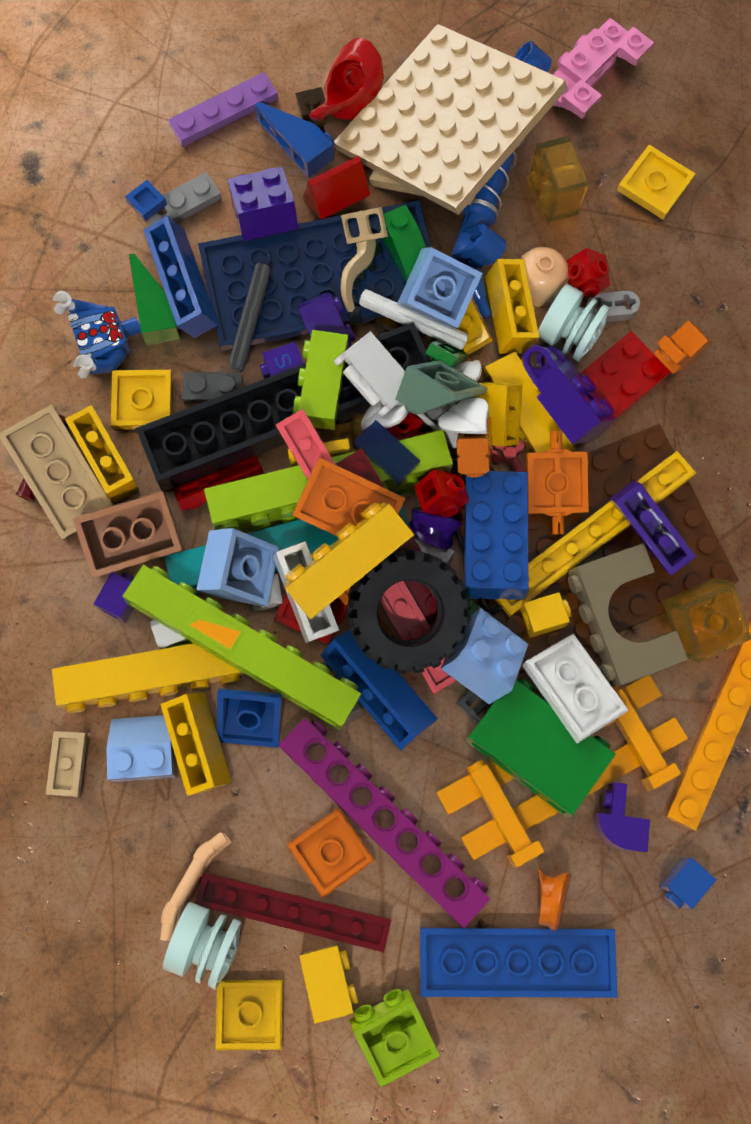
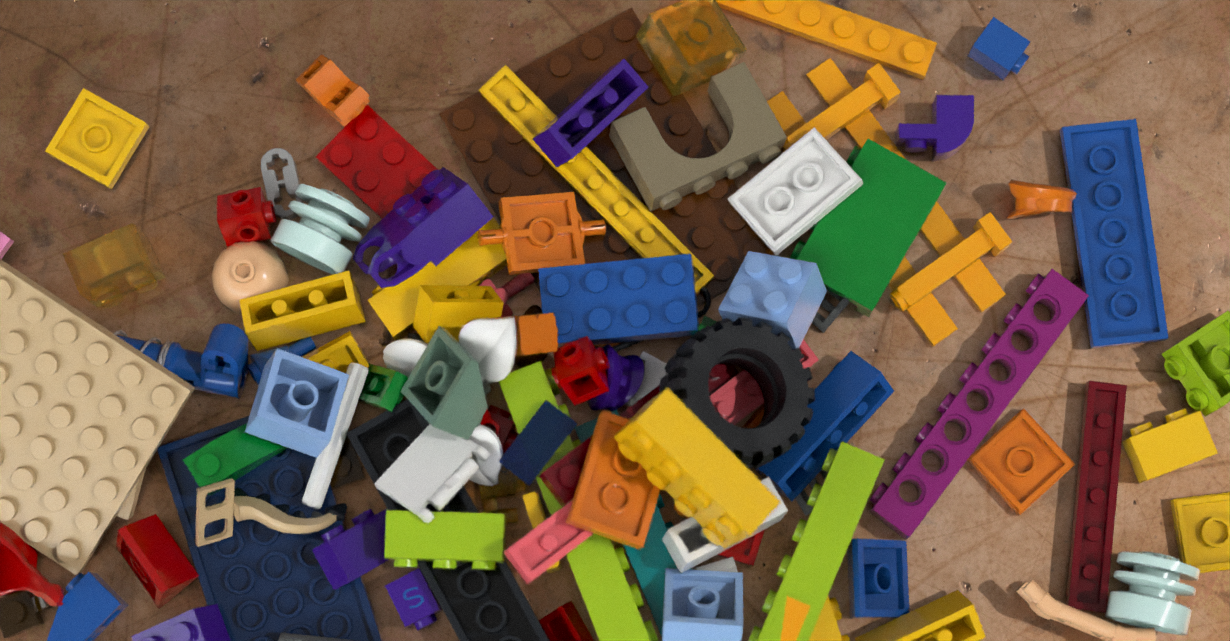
camera: 90 degrees left, 5 degrees up
(545, 614) = (710, 232): yellow brick -> none

